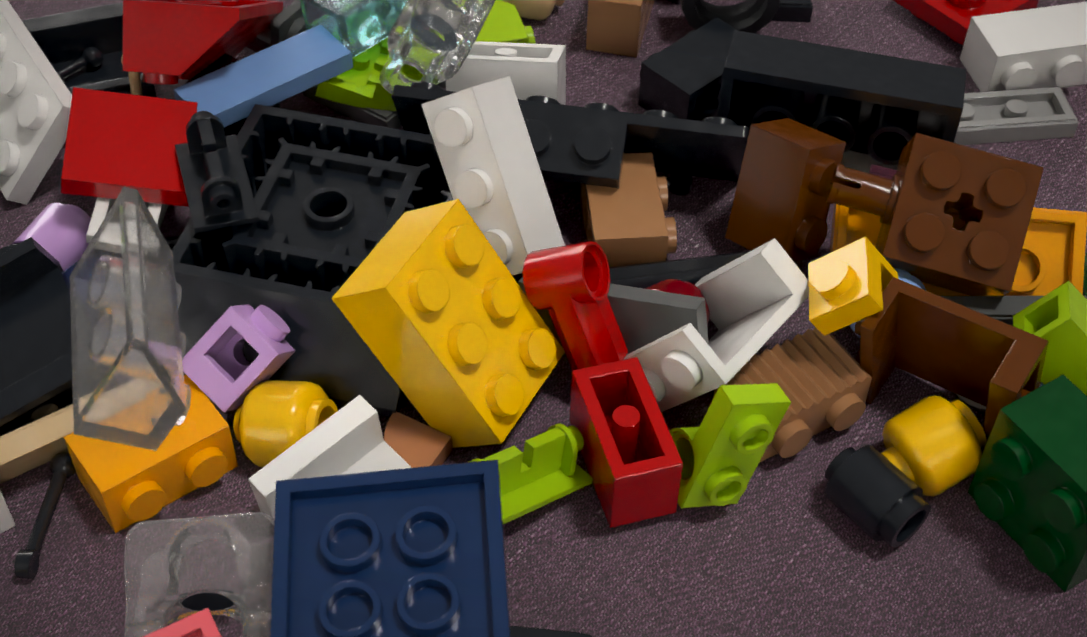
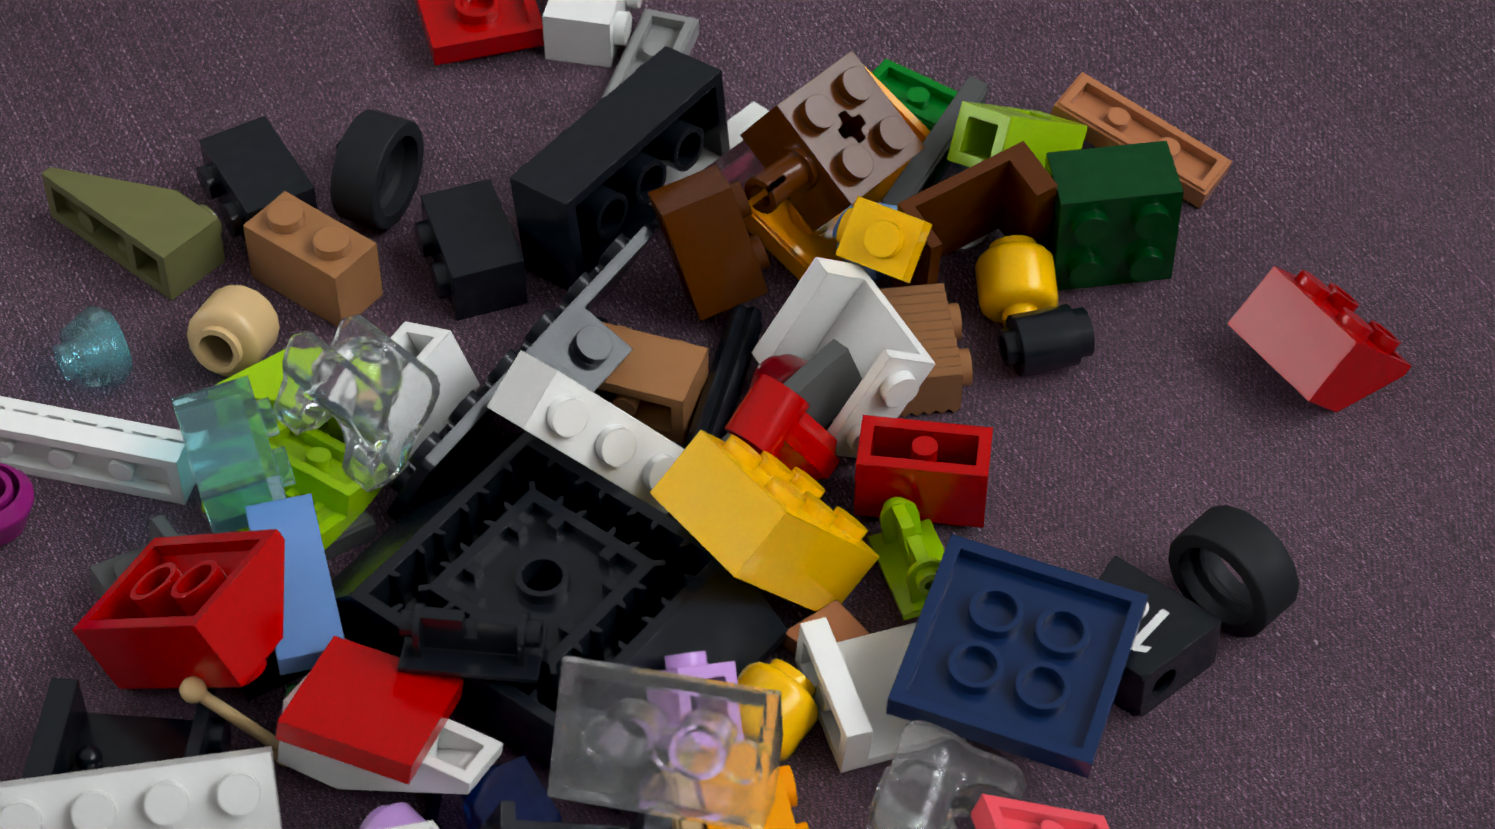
camera: 65 degrees left, 0 degrees up
(728, 443) = (971, 403): lime plate -> none

